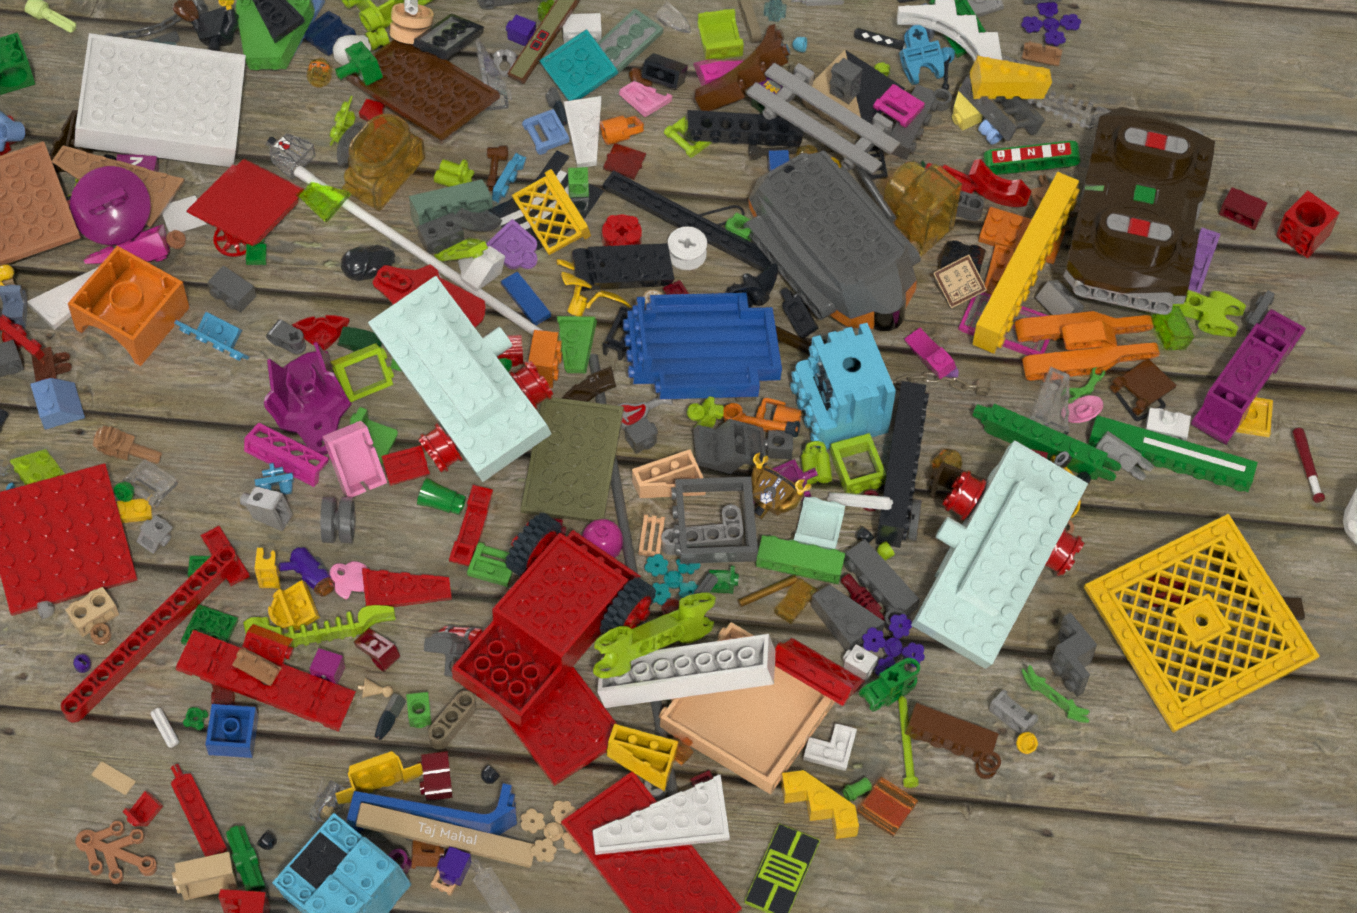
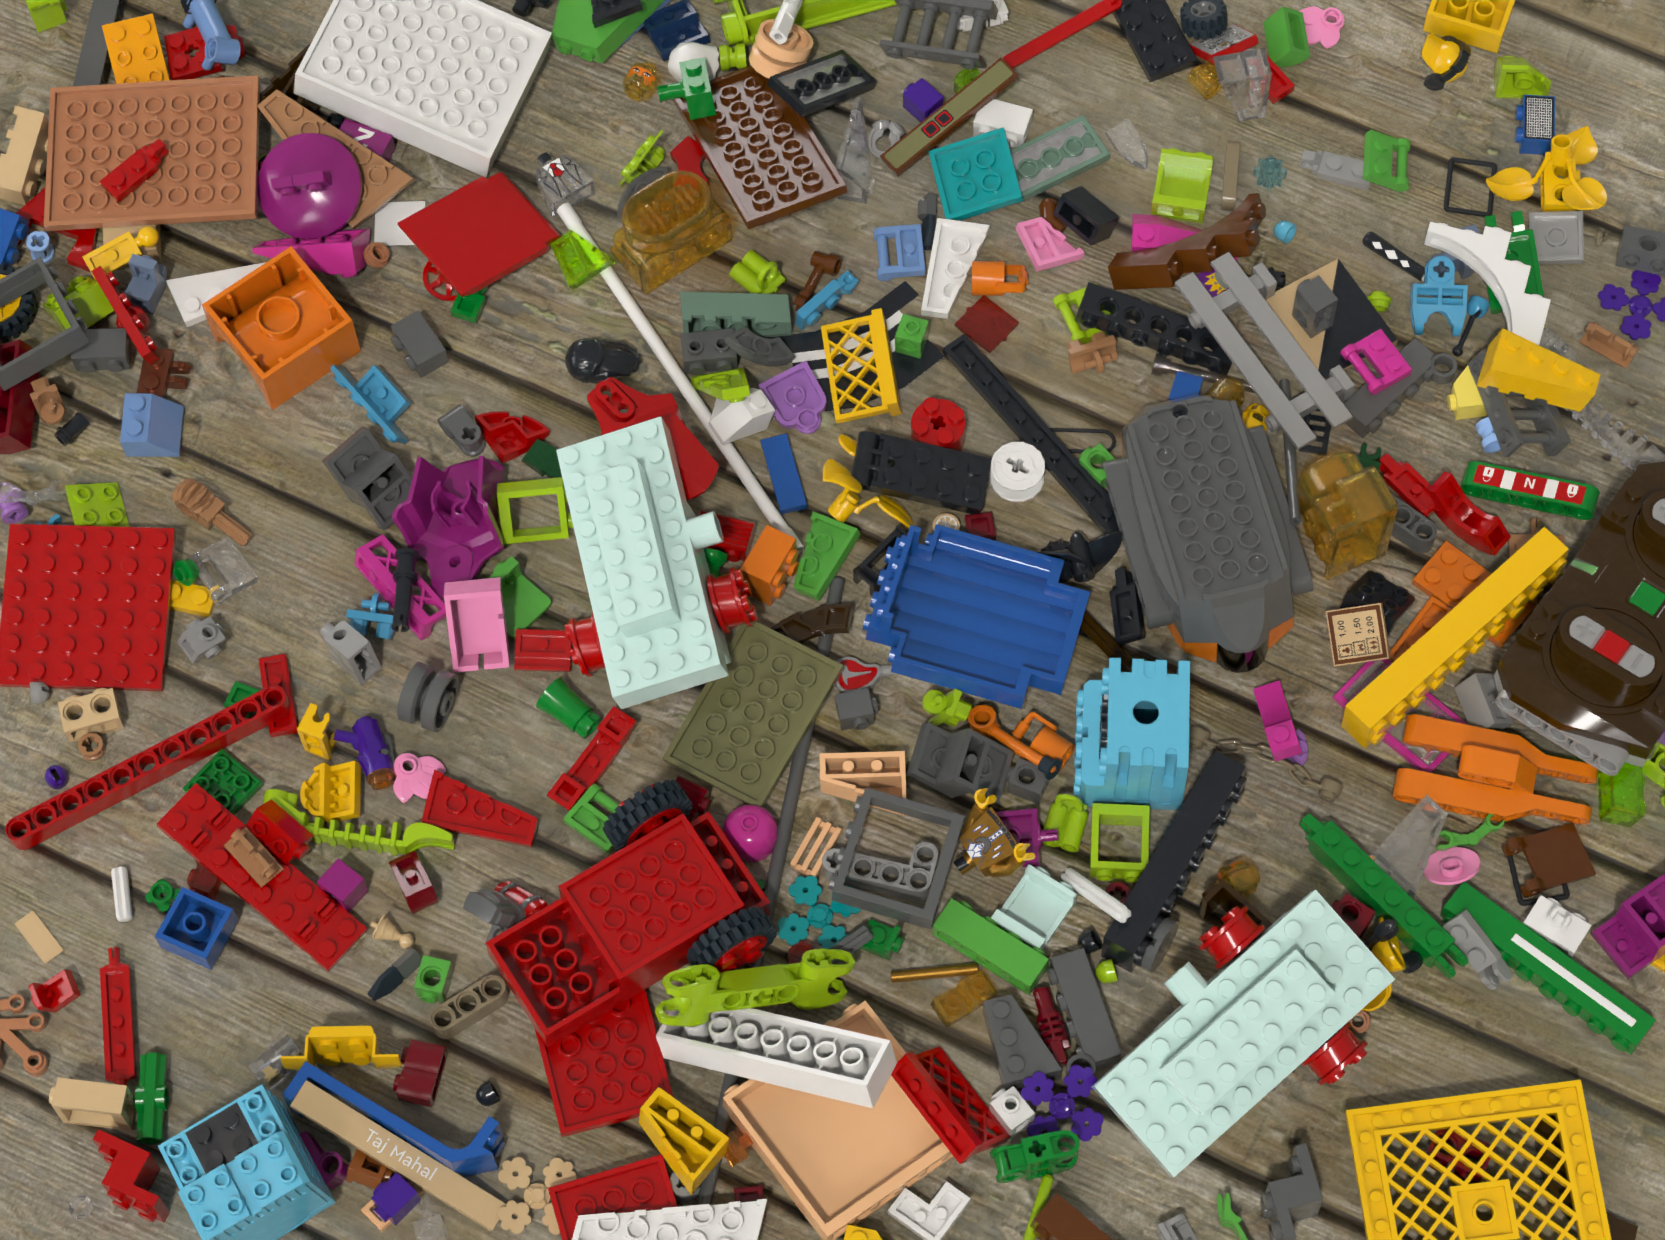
camera: 25 degrees right, 5 degrees up
(235, 386) = (370, 476): none -> dark grey bracket
(267, 841) = (187, 1081): black hinge -> none
(289, 445) = (404, 578): none -> black pin
(706, 158) = (1092, 354): none -> medium nougat hips

